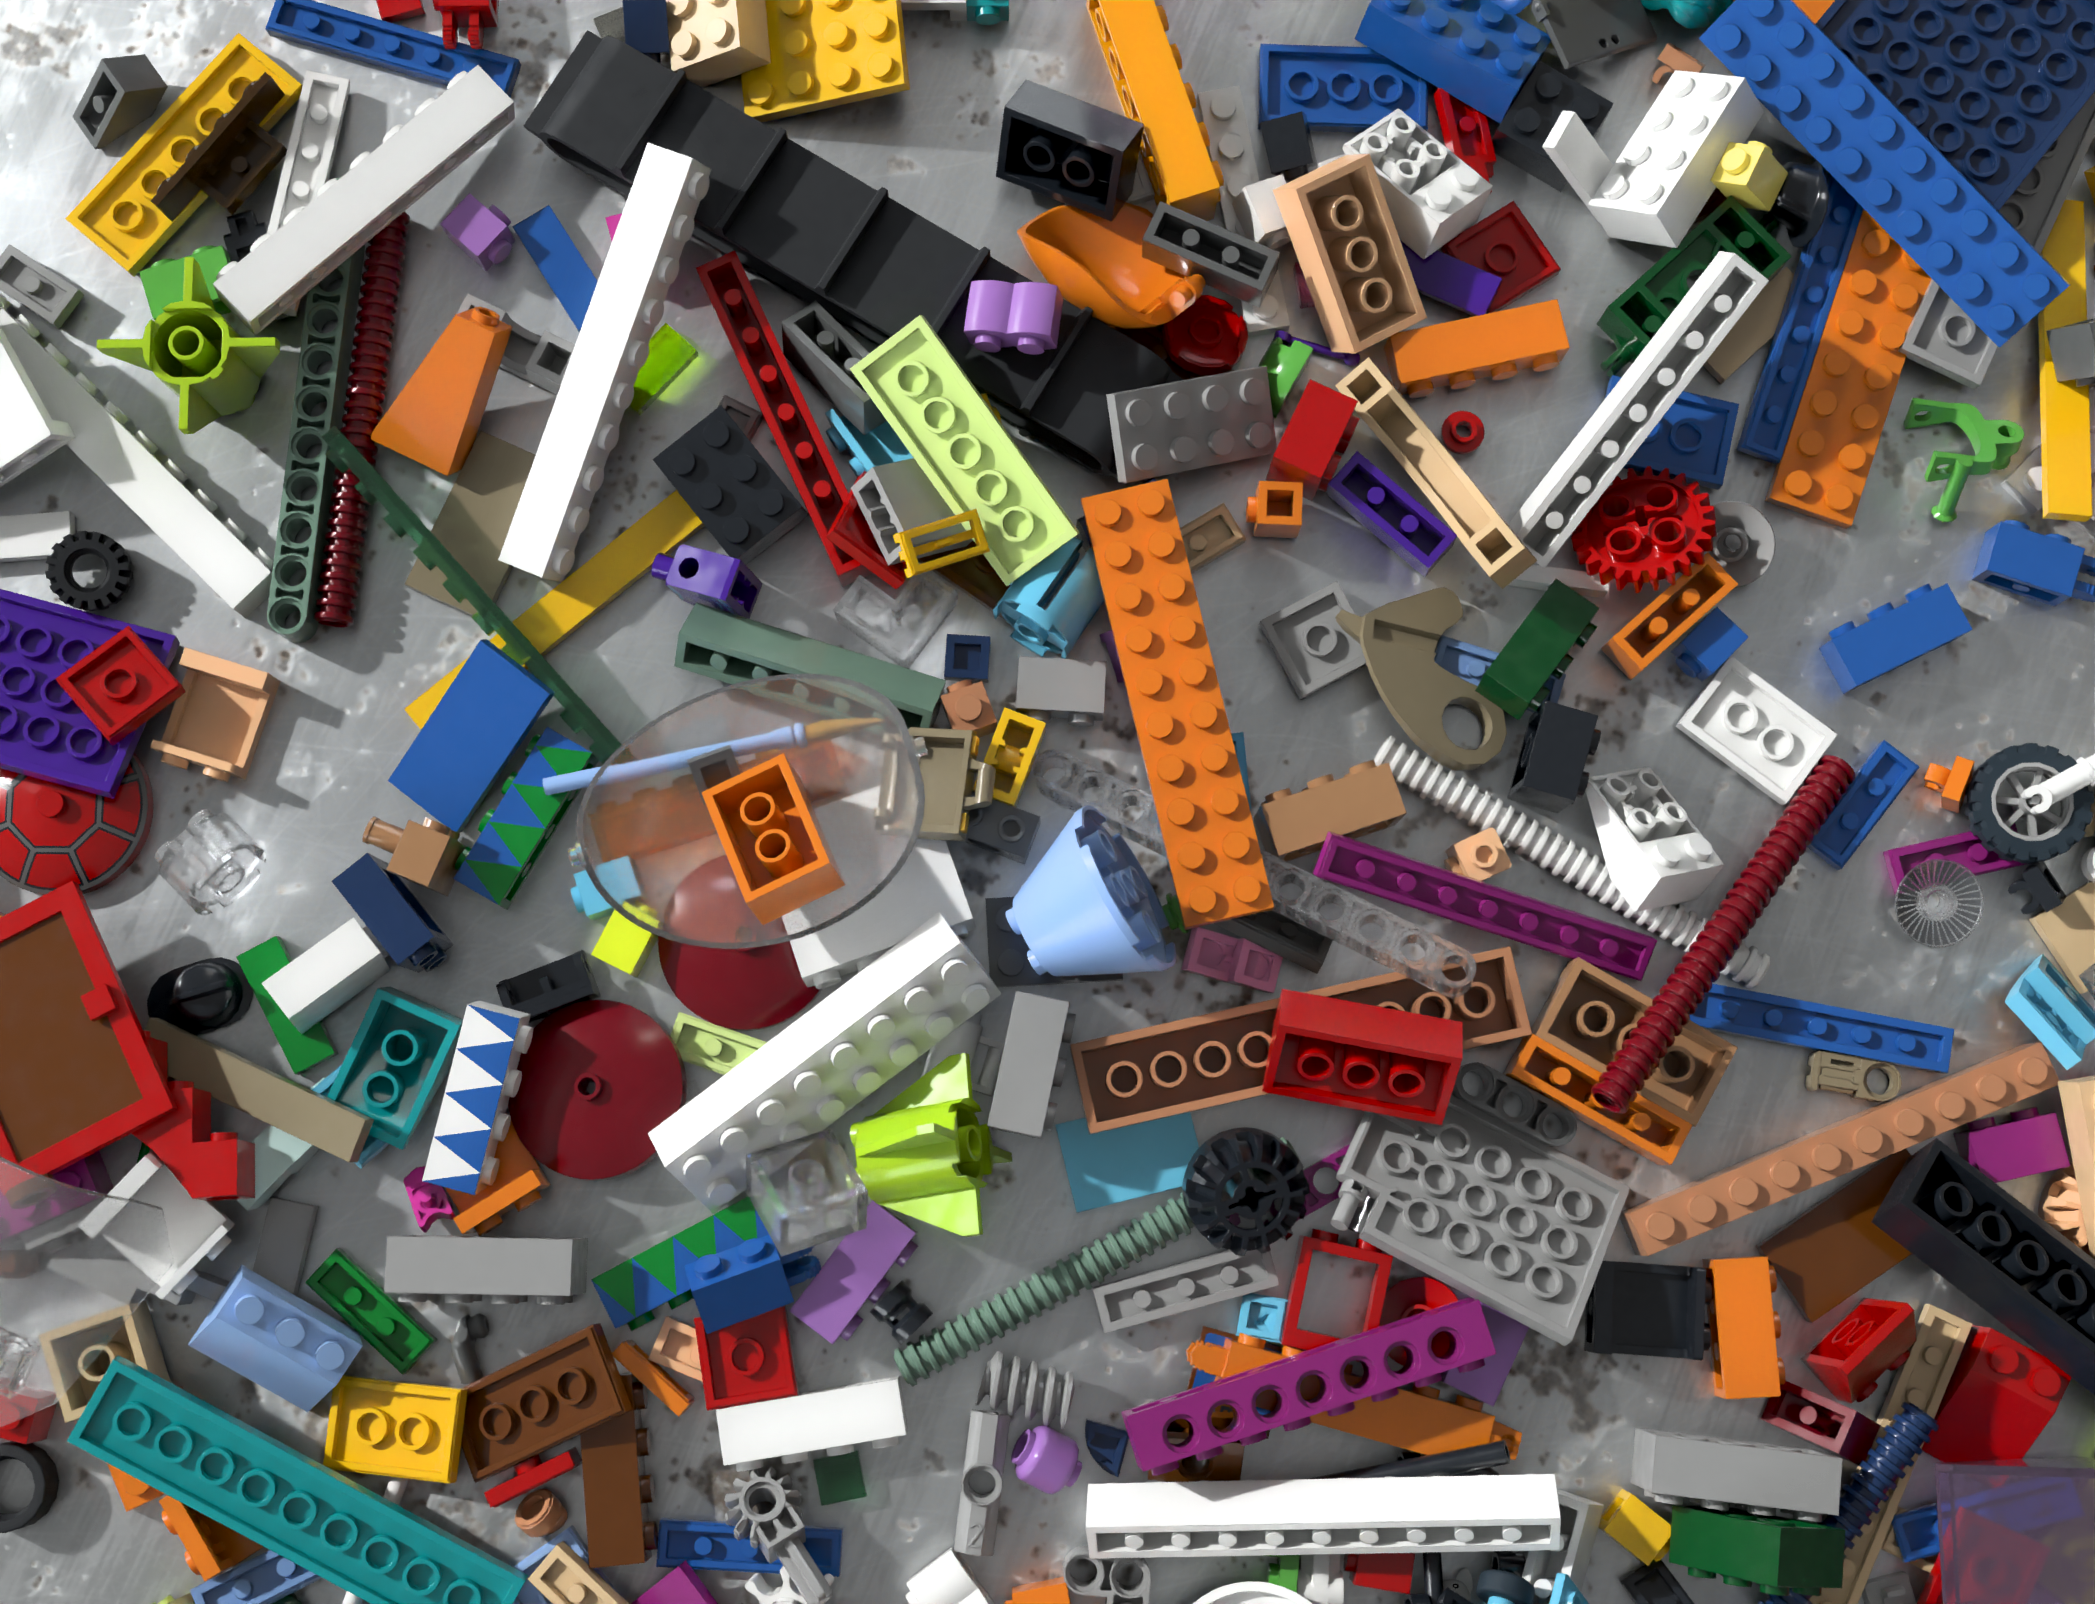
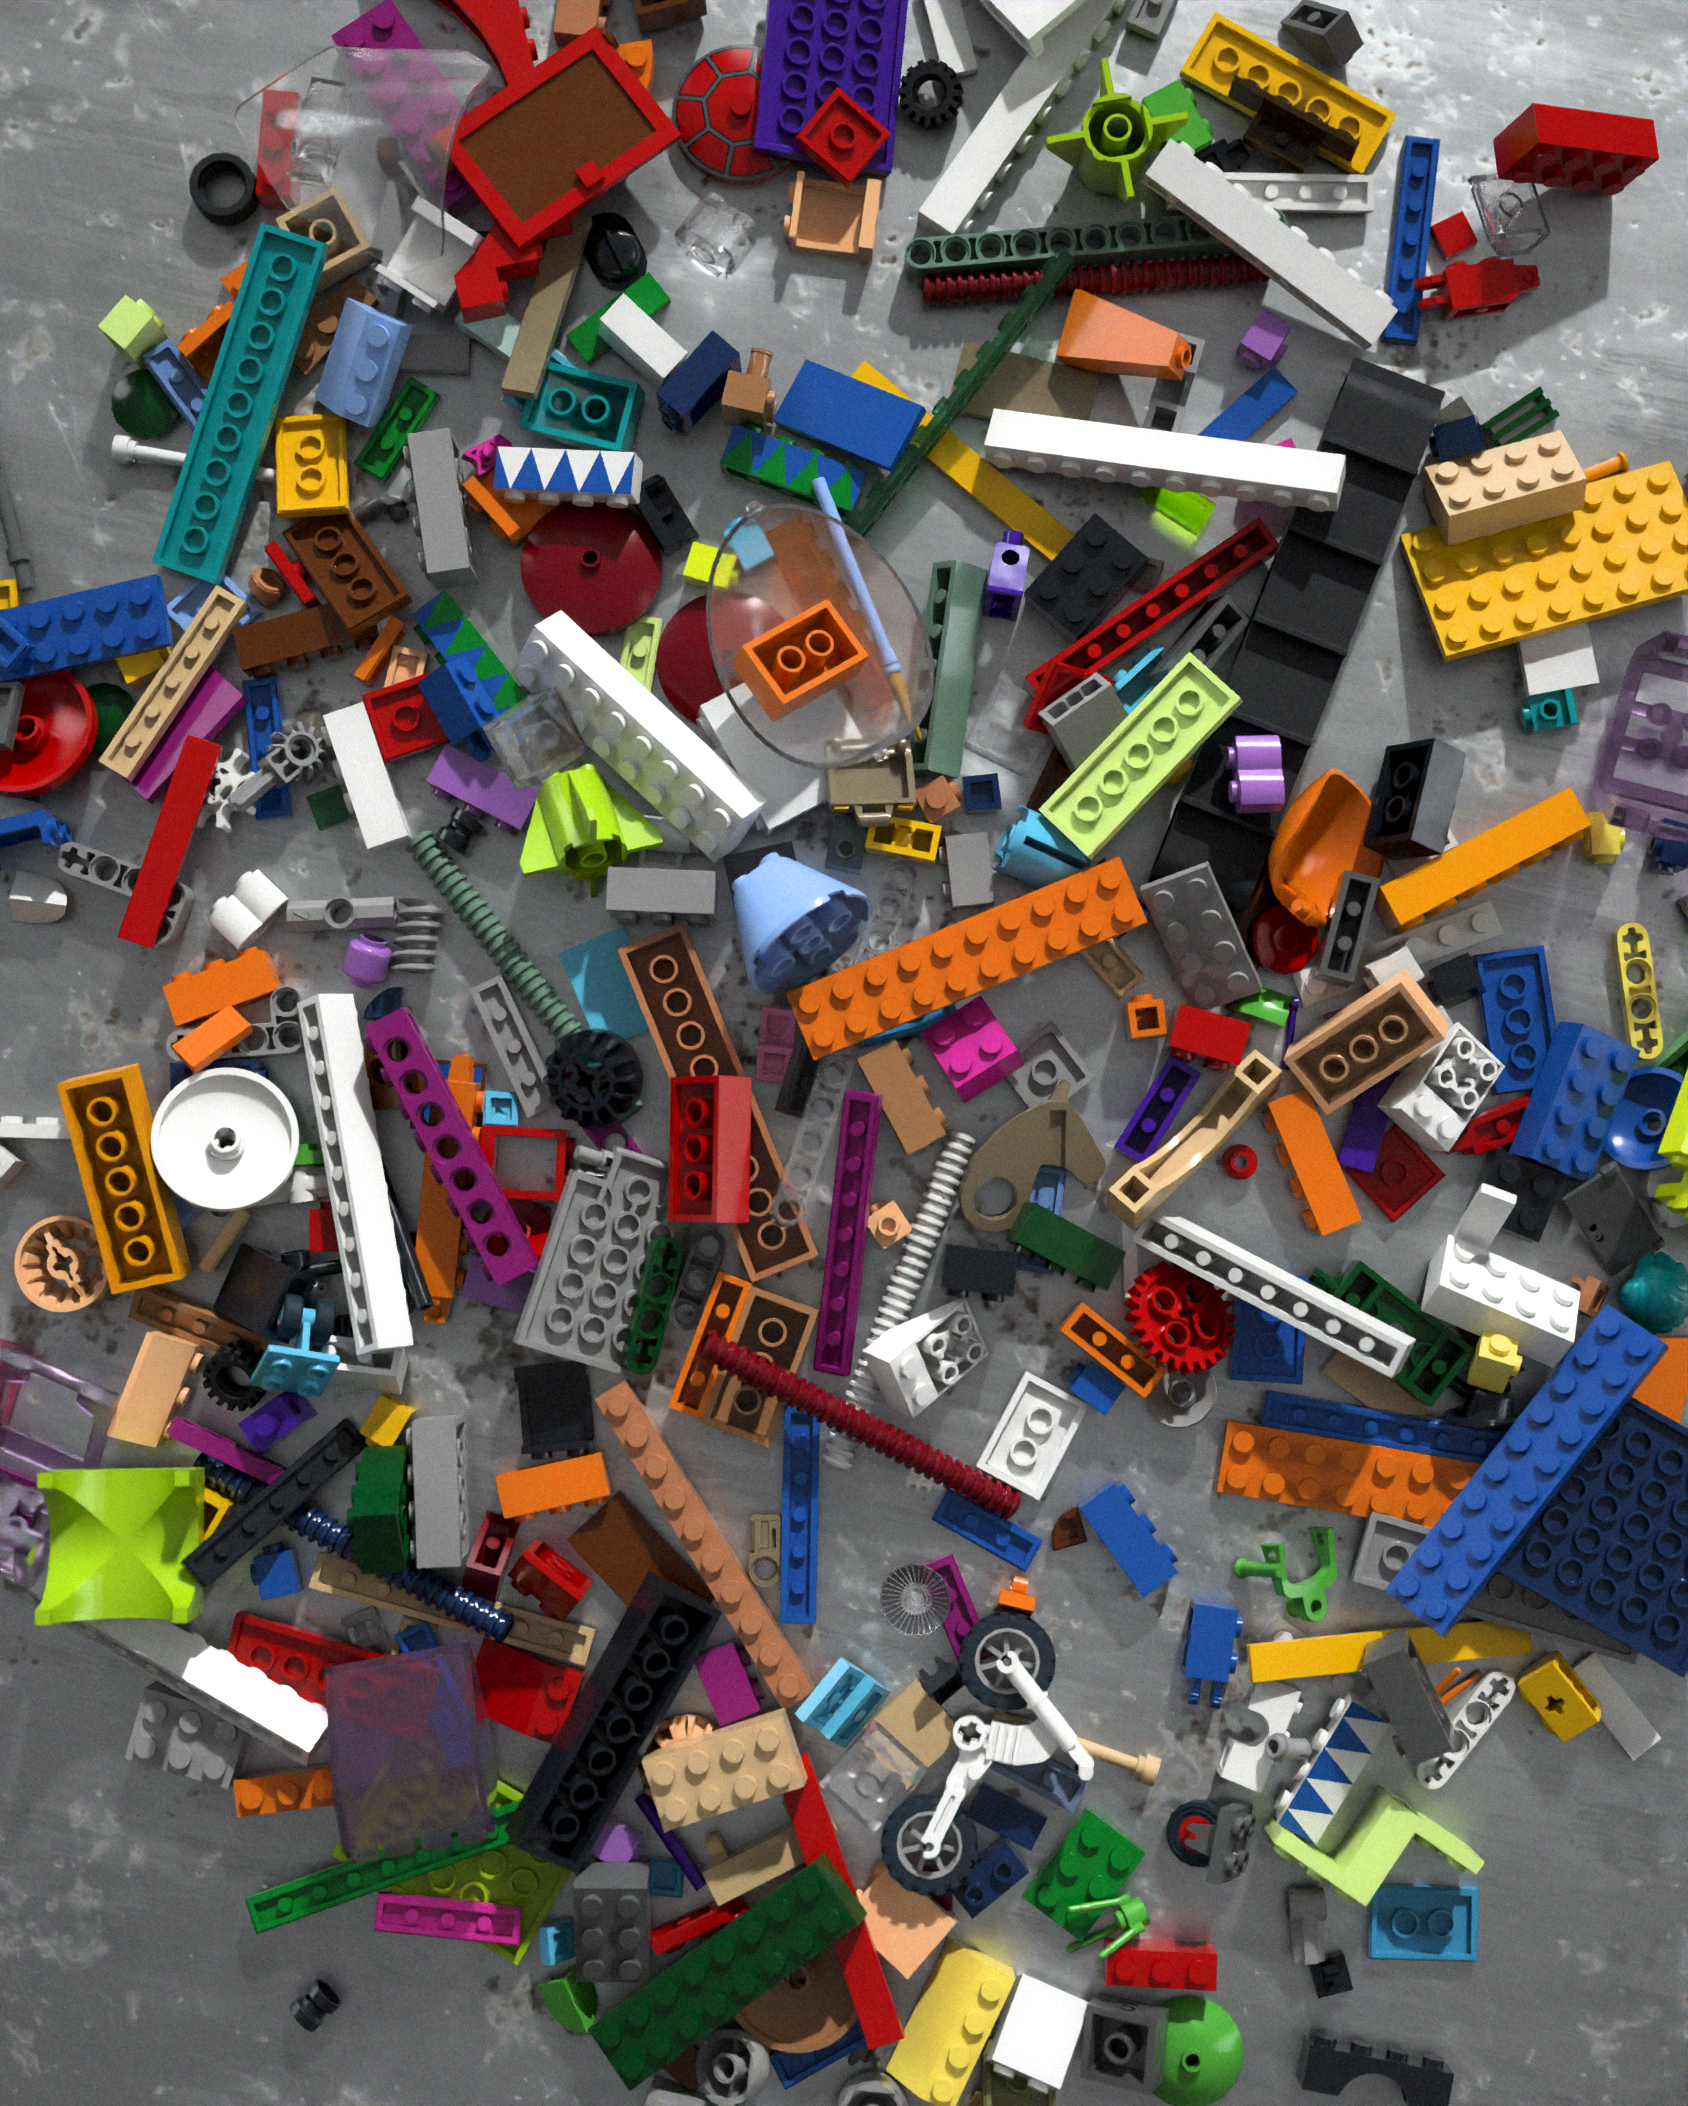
camera: 85 degrees right, 5 degrees up
(216, 1382) = (321, 328): none -> medium nougat plate
(713, 768) = (850, 605): dark grey plate -> none
(909, 552) = (1045, 724): yellow tile -> none
(1282, 718) = (972, 1049): none -> dark pink brick
(1537, 1172) = (657, 1305): none -> dark green beam
(1874, 708) = (1068, 1530): none -> reddish brown tile

